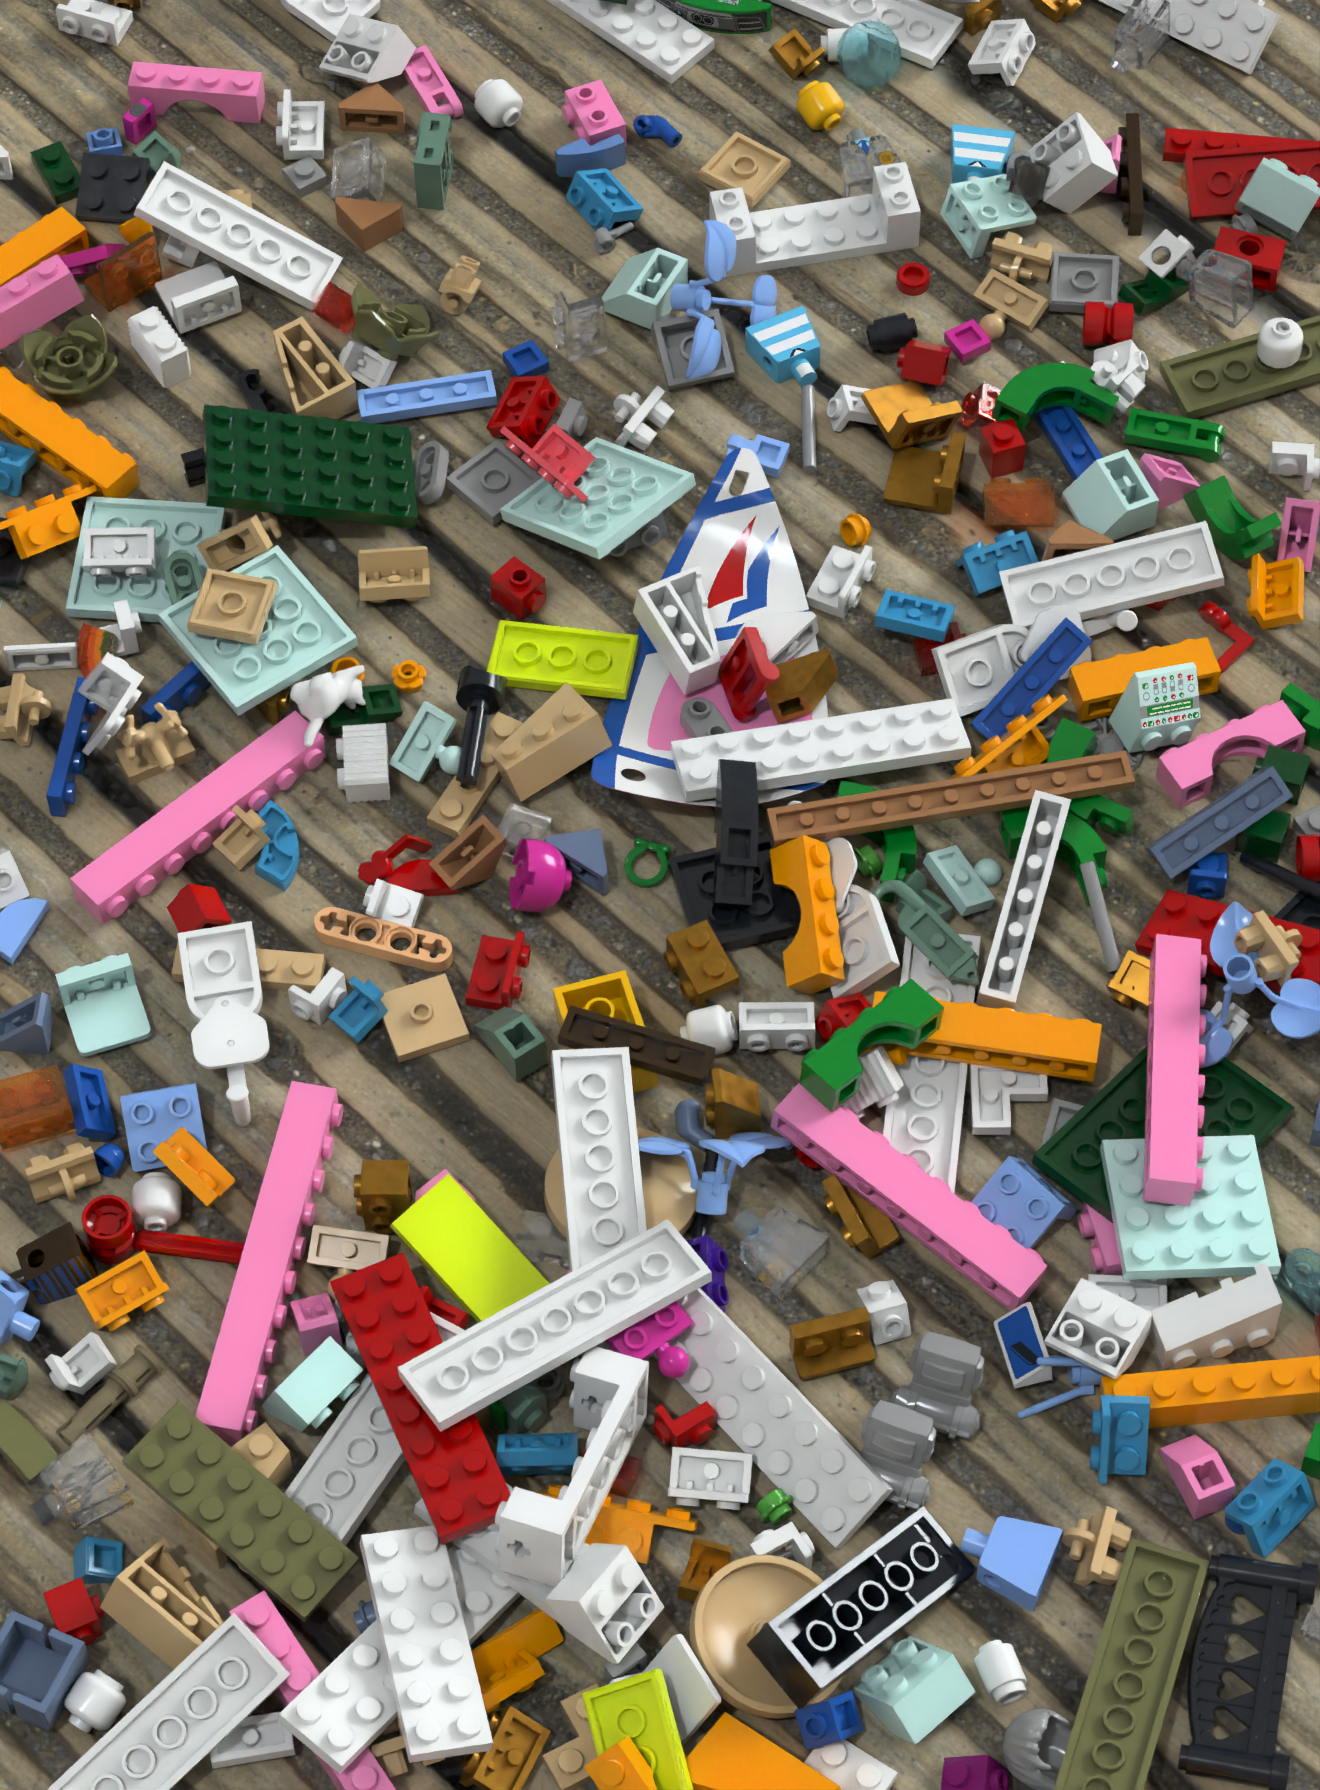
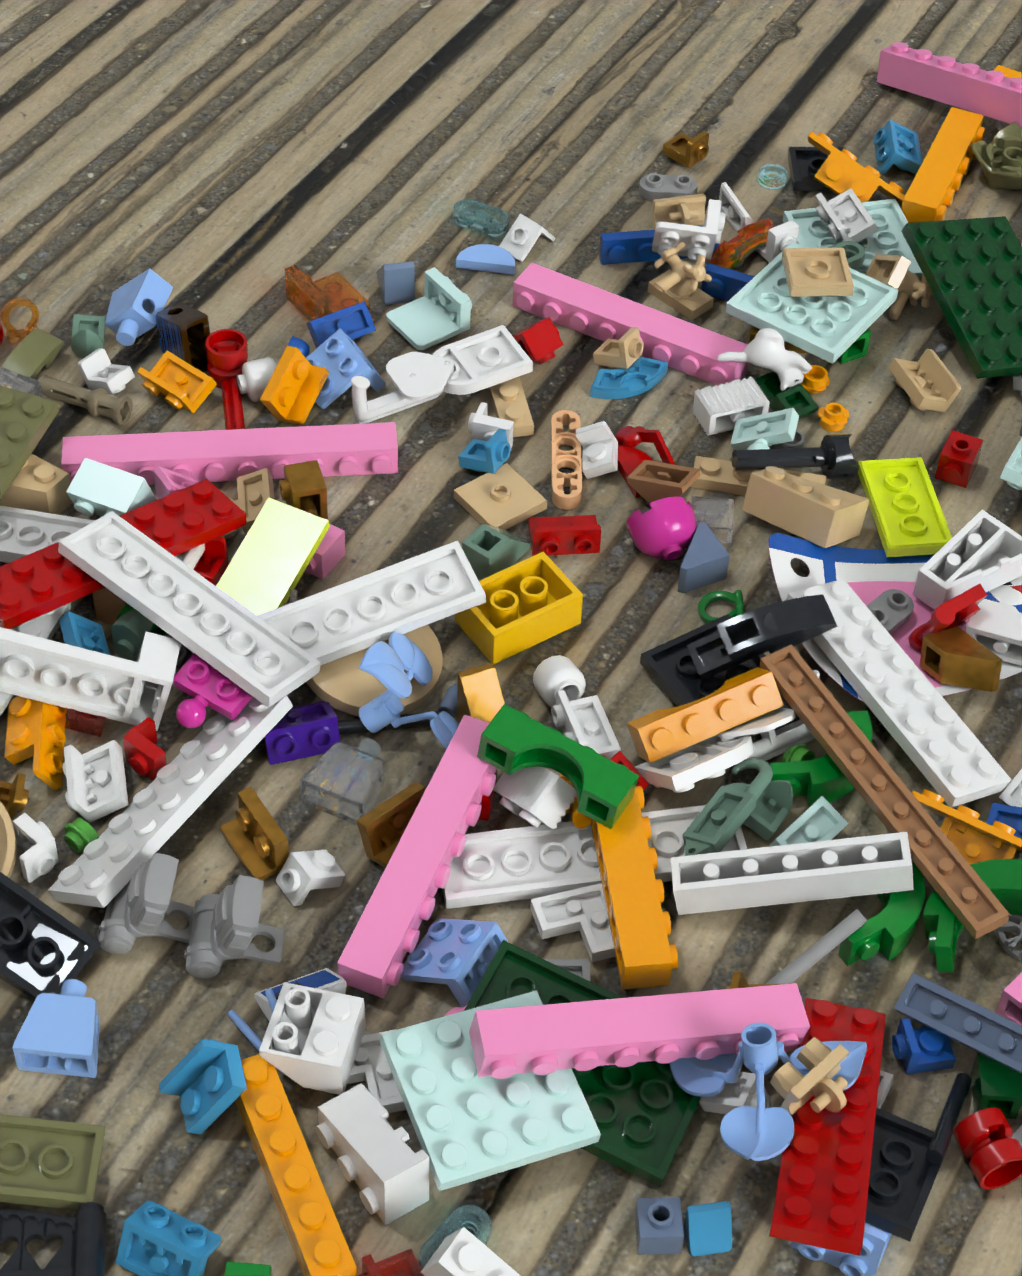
camera: 70 degrees right, 10 degrees down
(63, 1174) = (271, 326): tan hips -> none
(647, 1047) = (499, 611): dark brown plate -> none
(699, 963) = (625, 657): pearl gold bracket -> none
(1090, 1545) = (107, 1101): tan hips -> none
(1198, 1475) = (188, 1170): bright pink slope -> none

